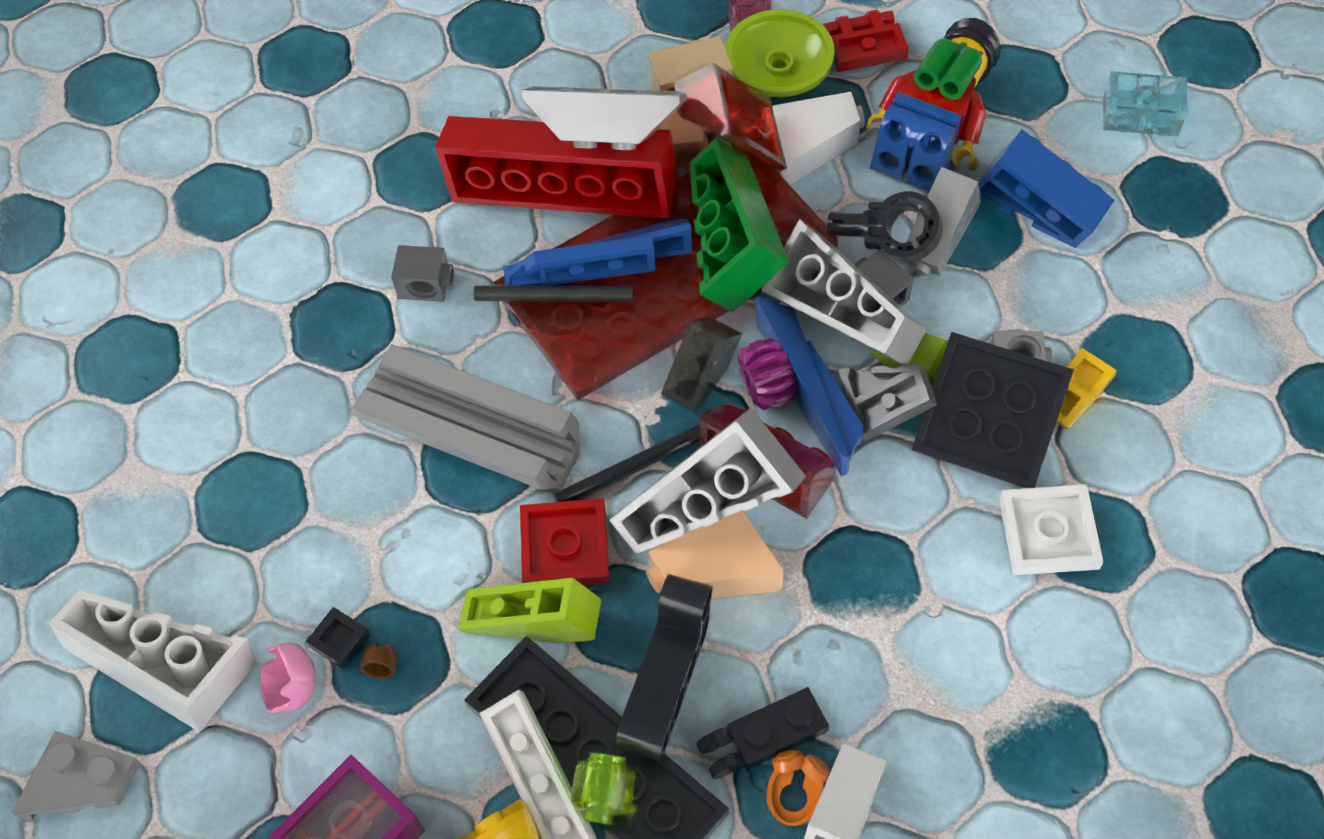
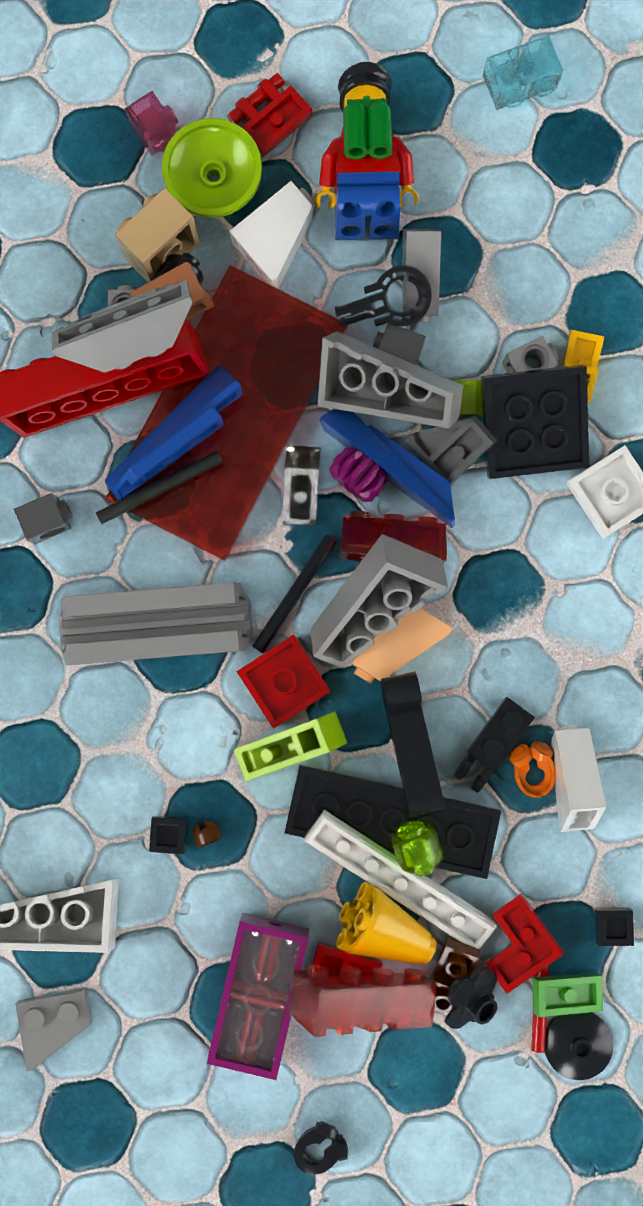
camera: 30 degrees left, 25 degrees up
(287, 678) = (153, 885): bright pink hair -> none
(732, 113) = (223, 270): clear red slope -> none
(734, 225) = (270, 361): green wedge -> none
(1044, 189) = (482, 199): blue wedge -> none

